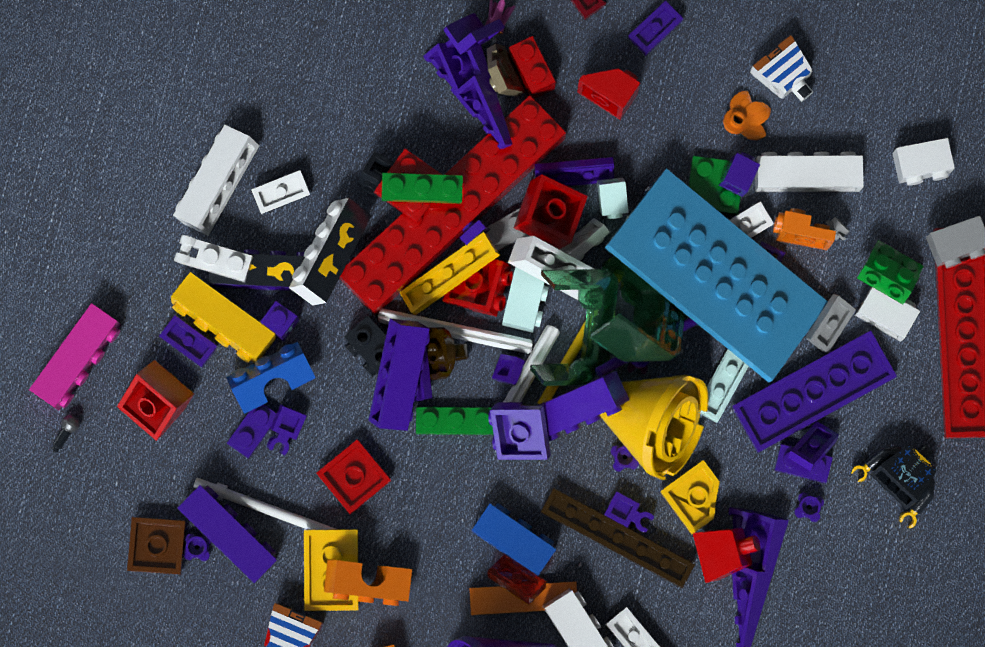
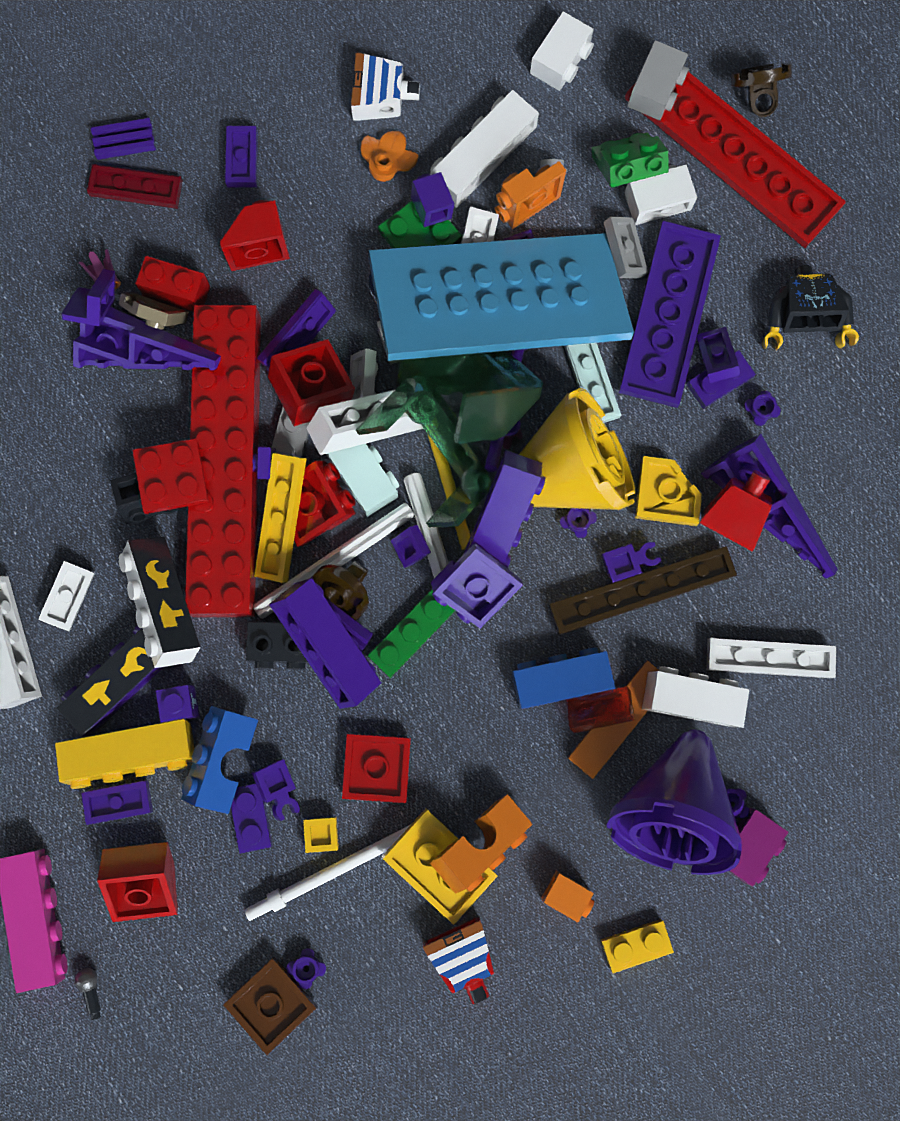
camera: 50 degrees left, 0 degrees up
(214, 259) = (64, 710): white plate -> none
(227, 533) = (320, 930): dark purple brick -> none
(283, 481) = (321, 834): none -> yellow plate
(422, 188) = (181, 467): green plate -> none
(612, 197) = (349, 321): light aqua brick -> none

